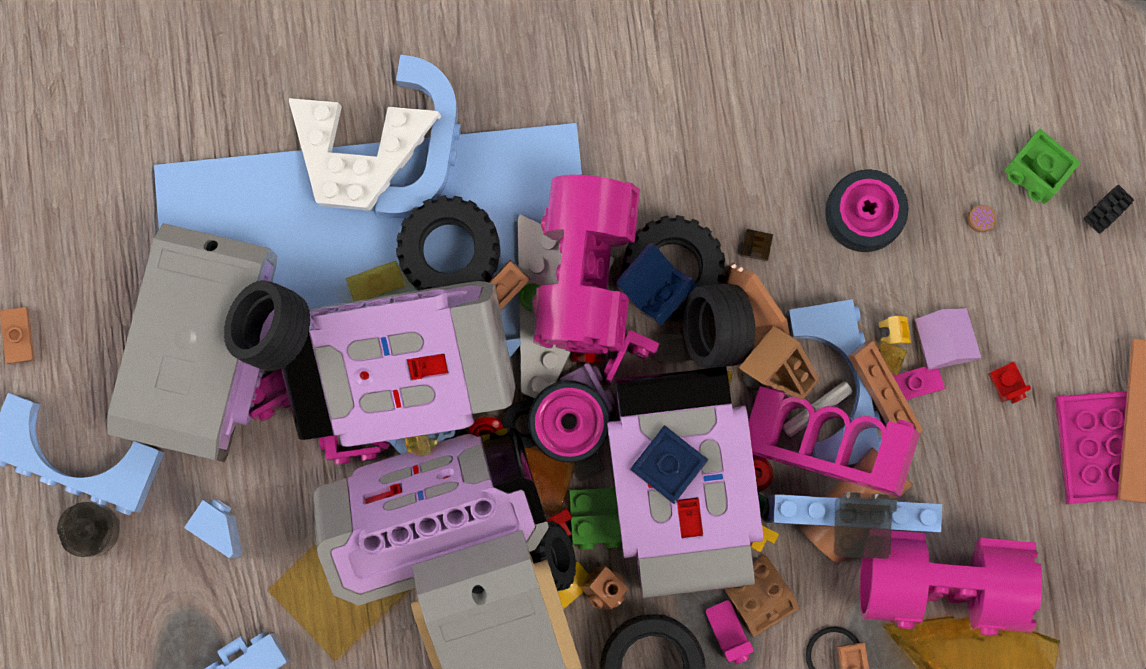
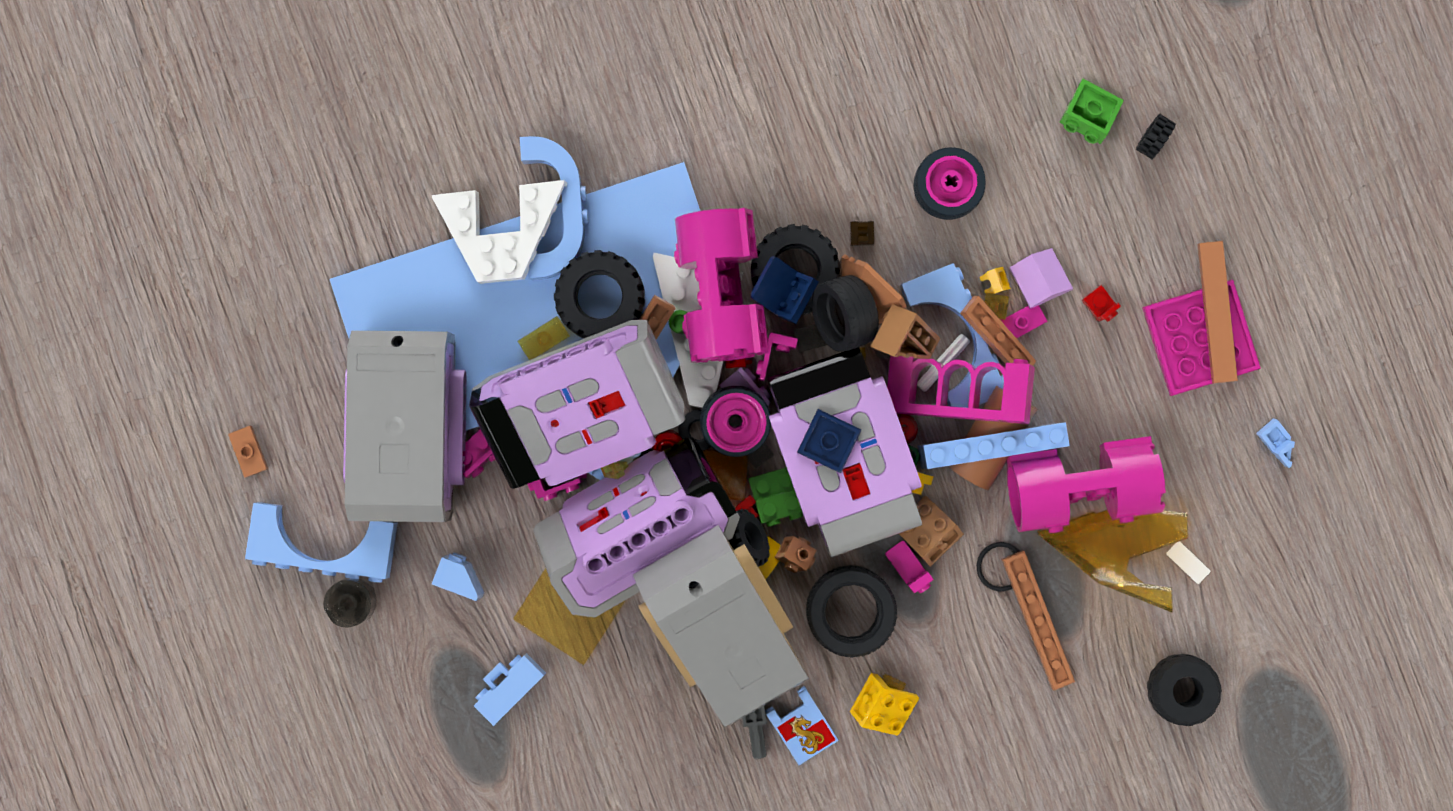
camera: 15 degrees left, 5 degrees up
(286, 332) = (481, 403): black tyre -> none
(863, 526) = (1003, 456): clear smoke bracket -> none
(981, 218) = (1049, 167): medium nougat tile -> none

